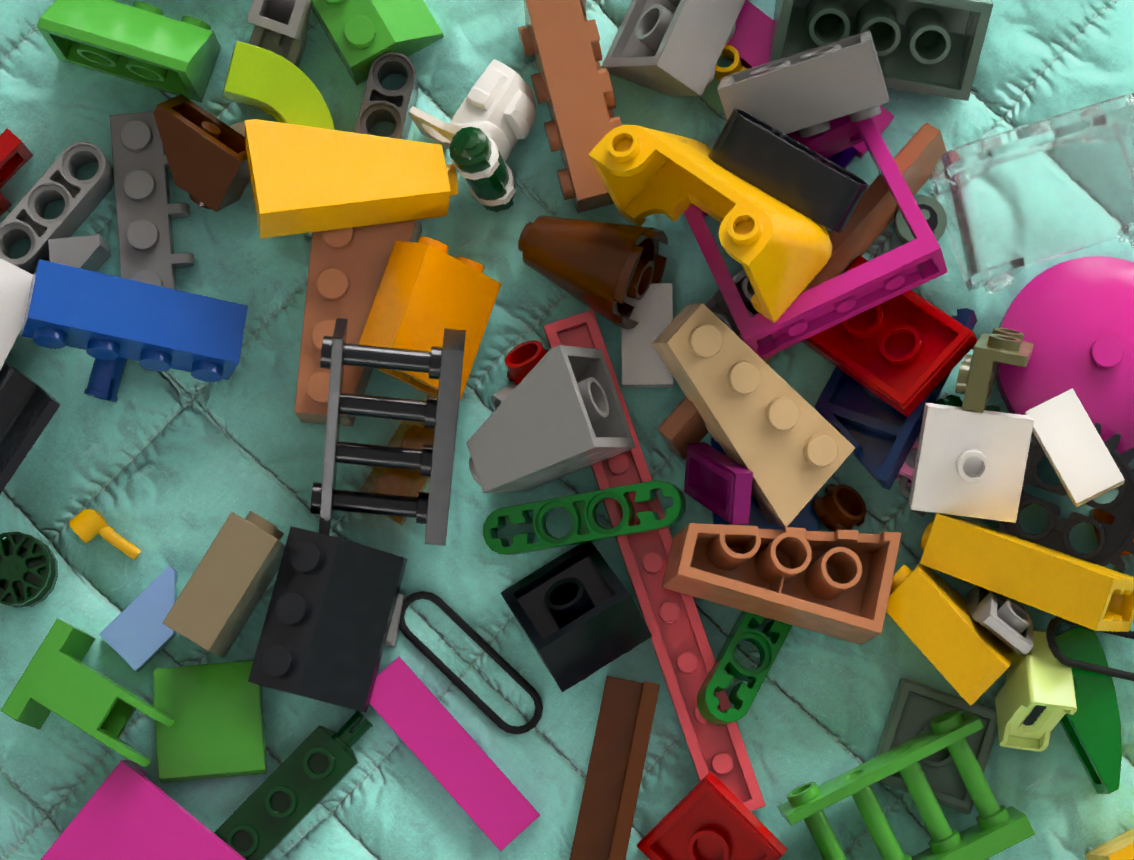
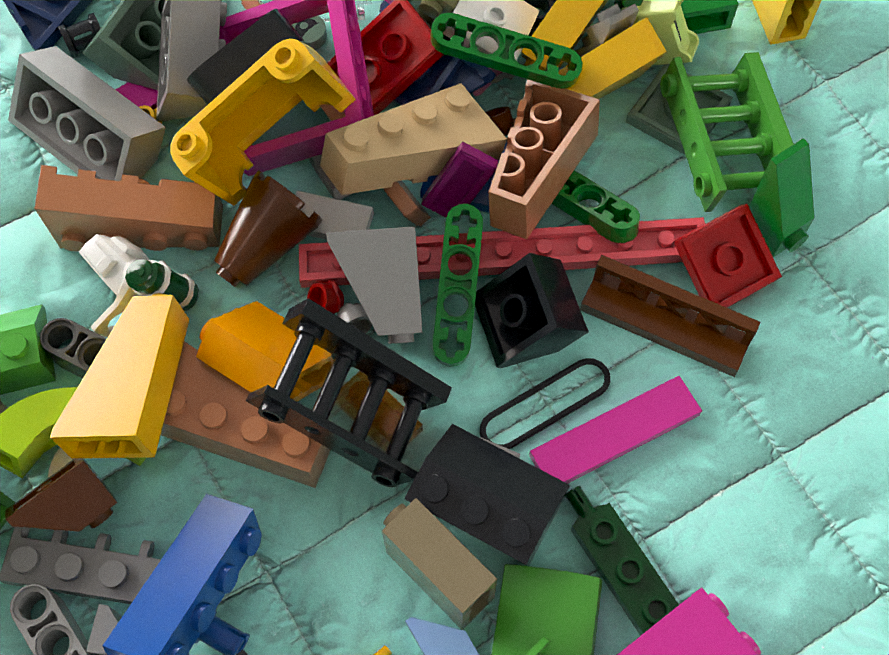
camera: 75 degrees left, 15 degrees down
(903, 493) = (503, 57): none -> green beam

